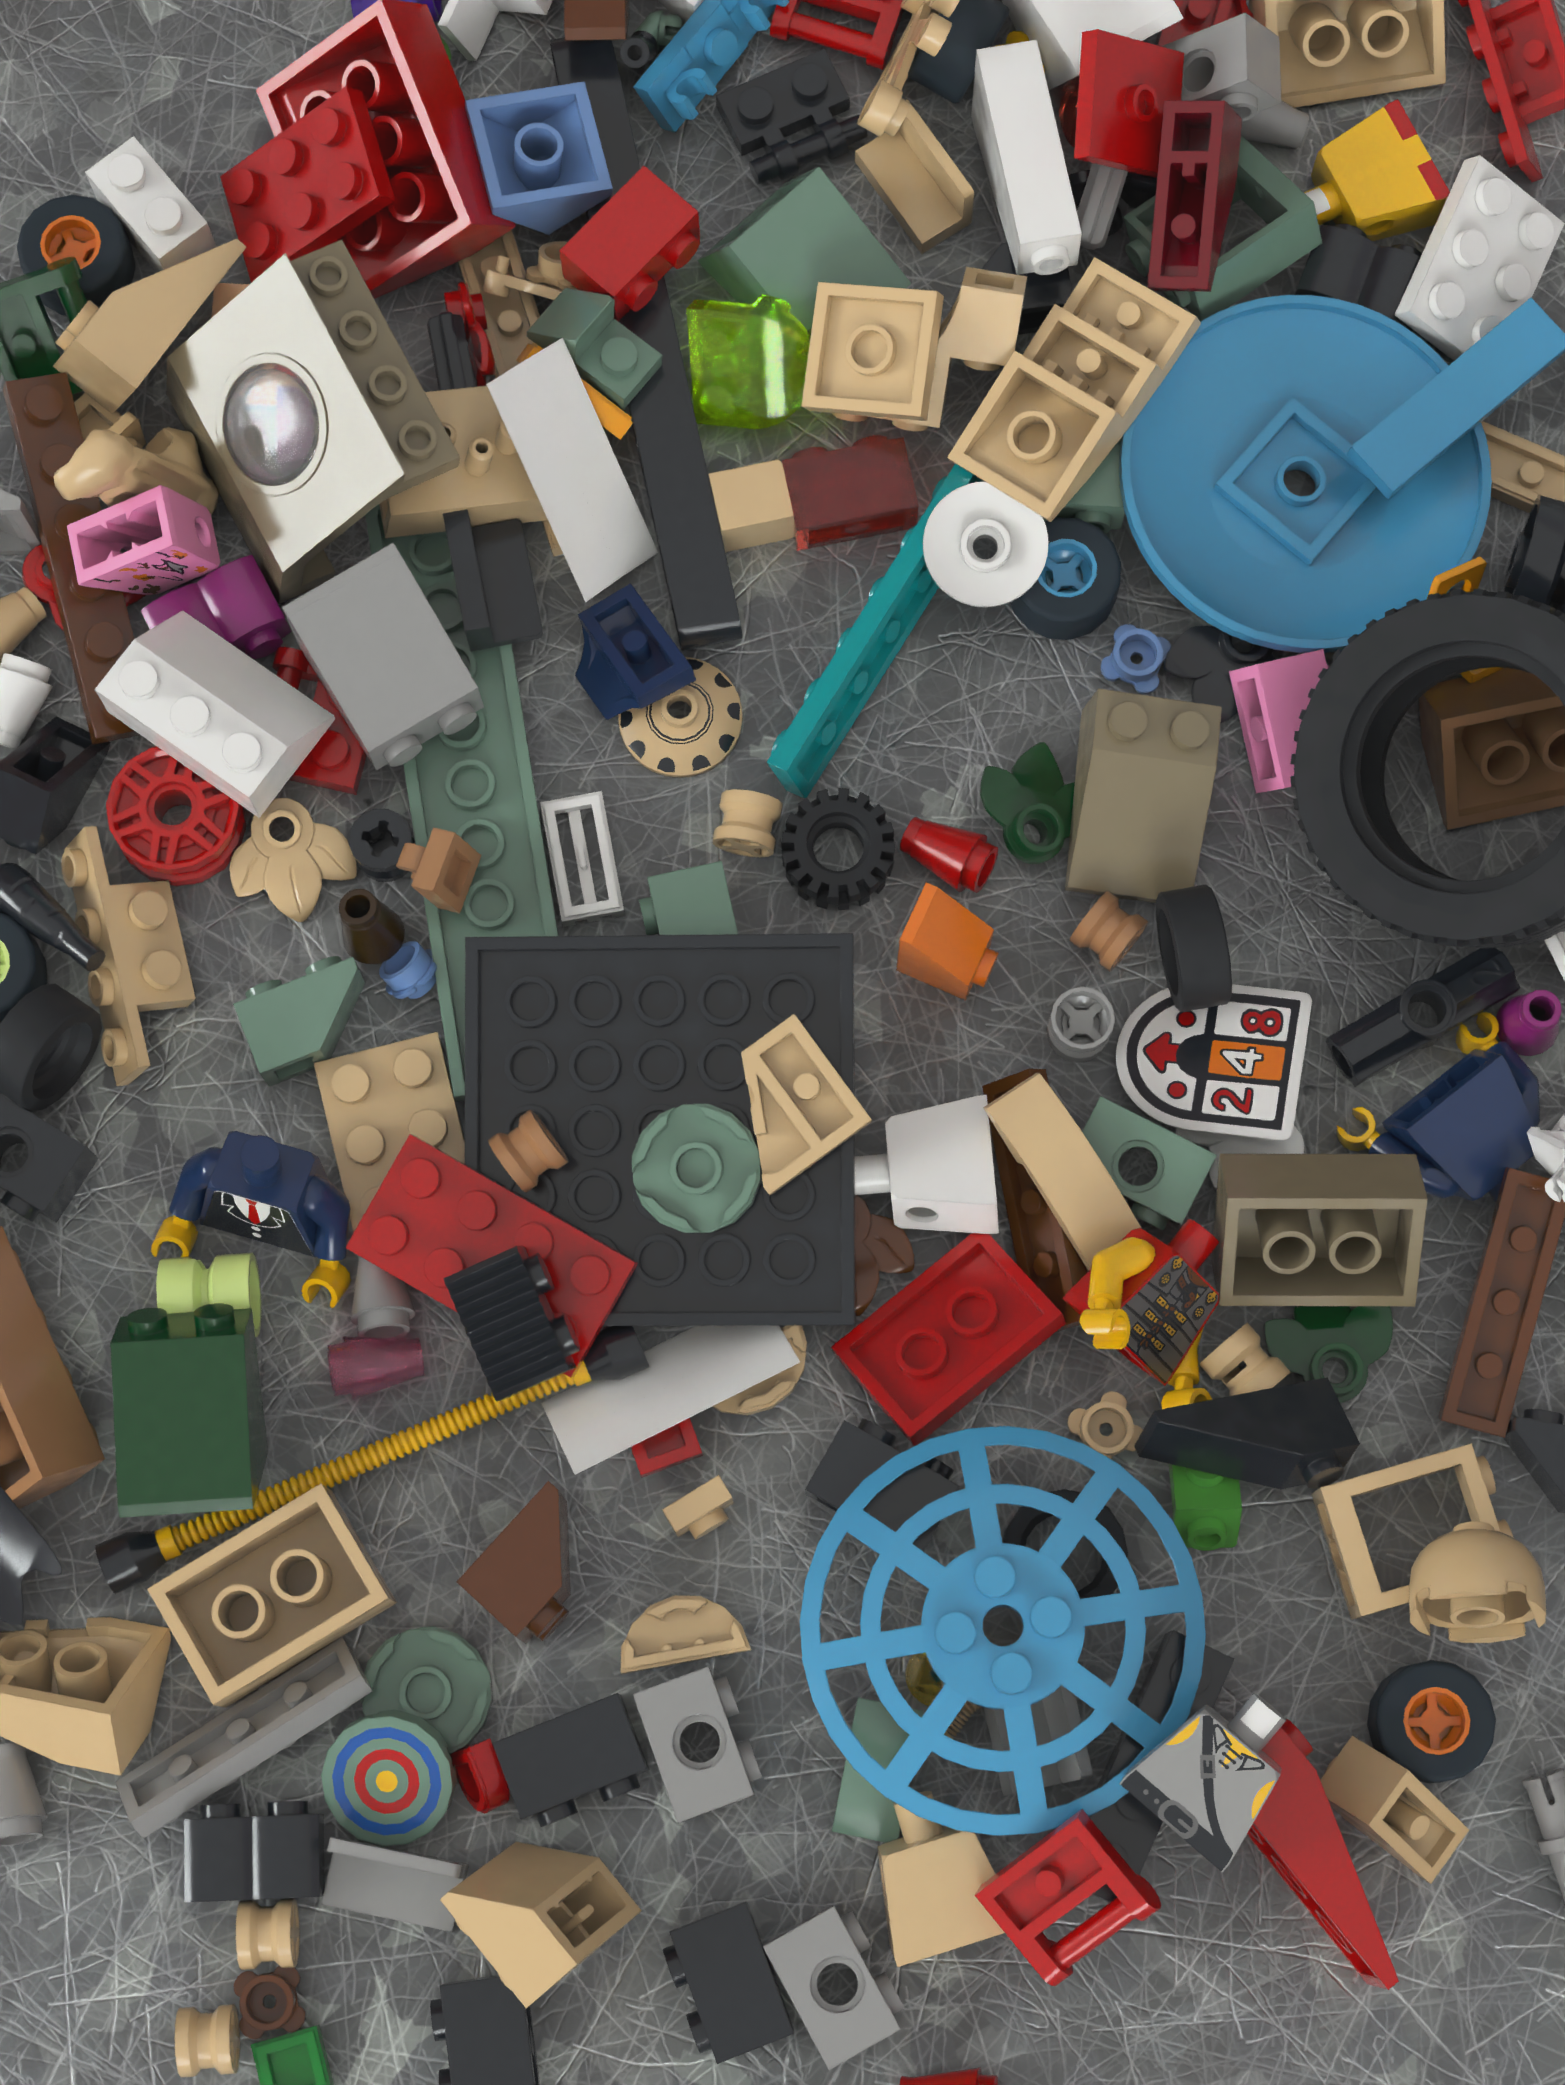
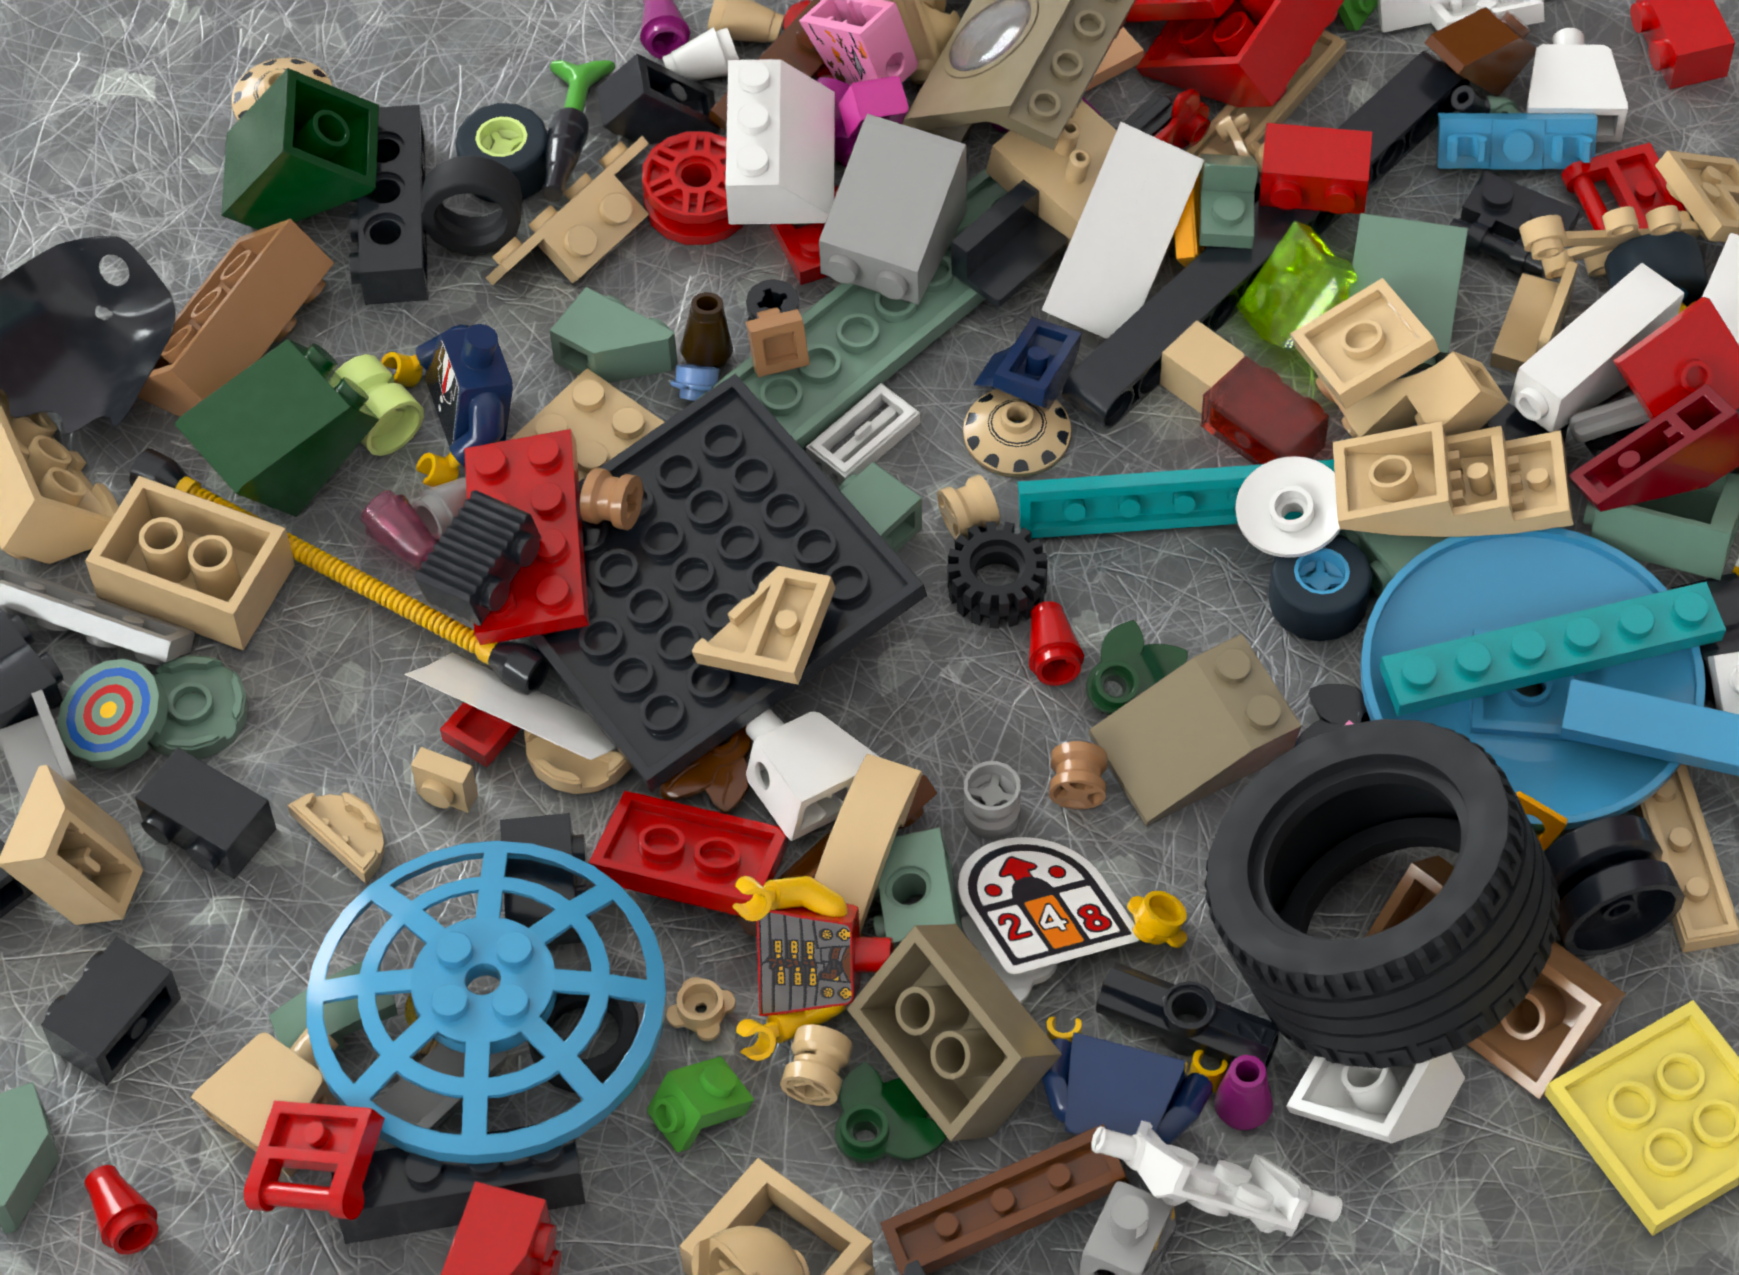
camera: 55 degrees right, 20 degrees down
(240, 588) = (874, 97): none -> dark pink slope
(291, 868) = (715, 271): tan plate -> none
(481, 1776) = (152, 762): red tile -> none
(526, 1569) = (320, 691): reddish brown slope -> none
(539, 155) = (1331, 79): medium blue slope -> none
(666, 1715) = (273, 853): light grey brick -> none
(696, 1168) = (695, 608): sand green tile -> none
(842, 2027) = (152, 1045): light grey brick -> none
(946, 944) = (976, 667): orange slope -> none
(1138, 641) = (1301, 659): medium blue plate -> none
(1194, 948) = (1105, 825): black tyre -> none
(1211, 1777) = (461, 1173): torso -> none
(1258, 1437) = (766, 1093): black slope -> none
(1303, 439) = (1551, 648): none -> teal plate
(1303, 967) = (1158, 918): none -> yellow plate

